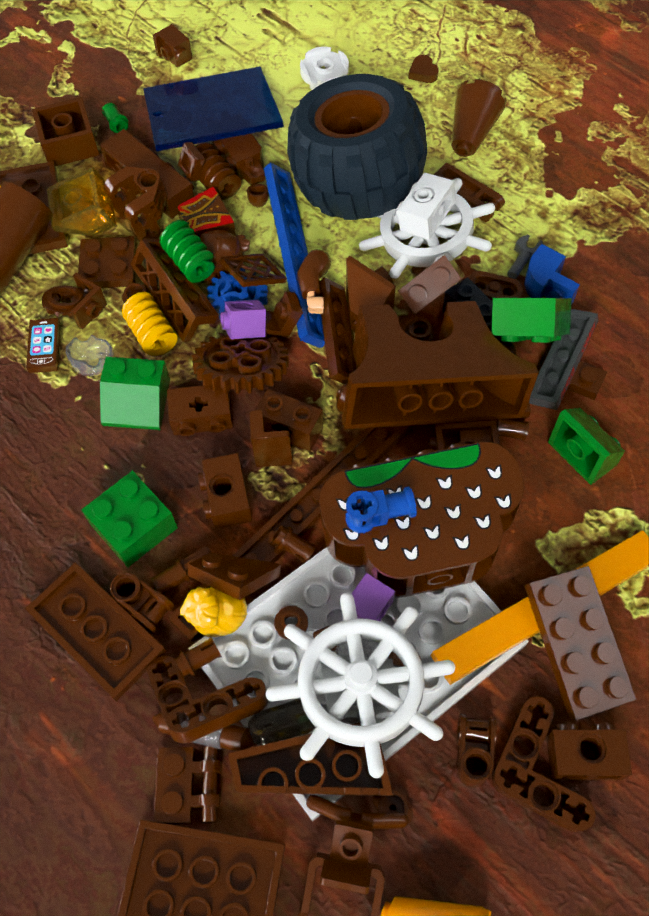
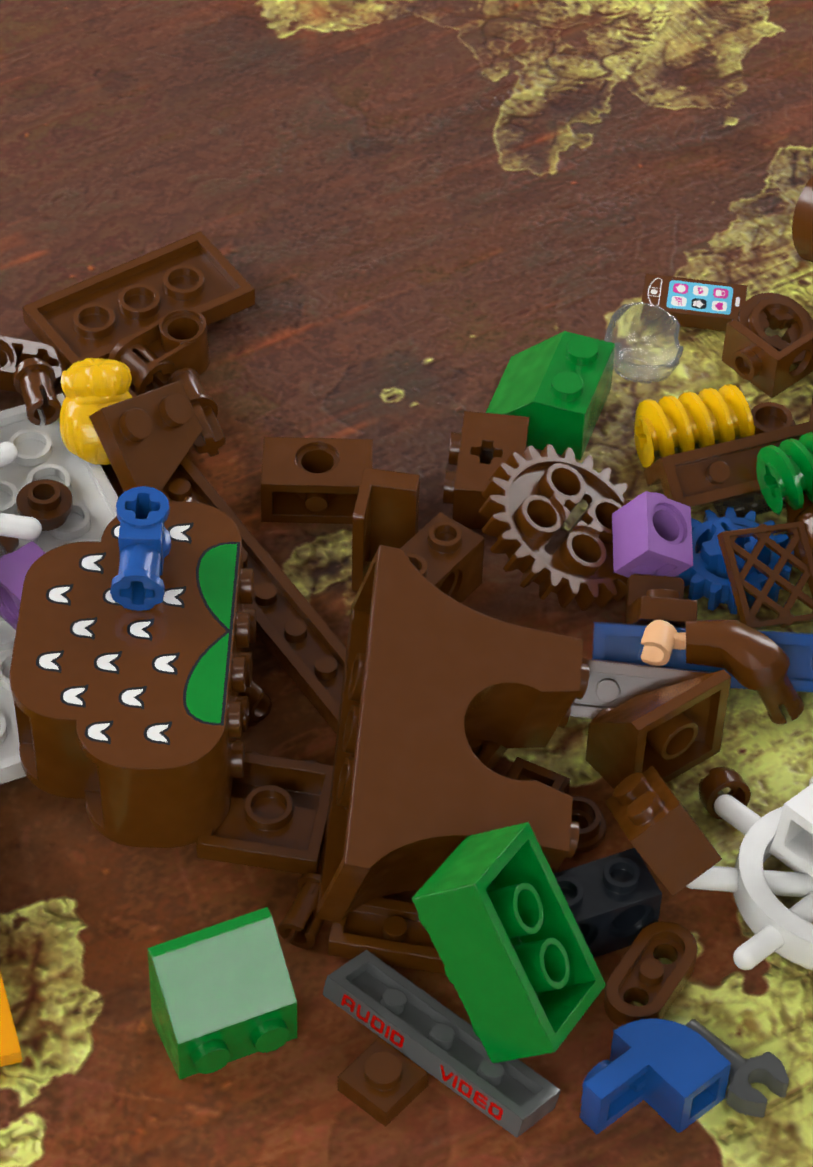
camera: 100 degrees right, 15 degrees down
(130, 518) = (306, 357): green brick -> none

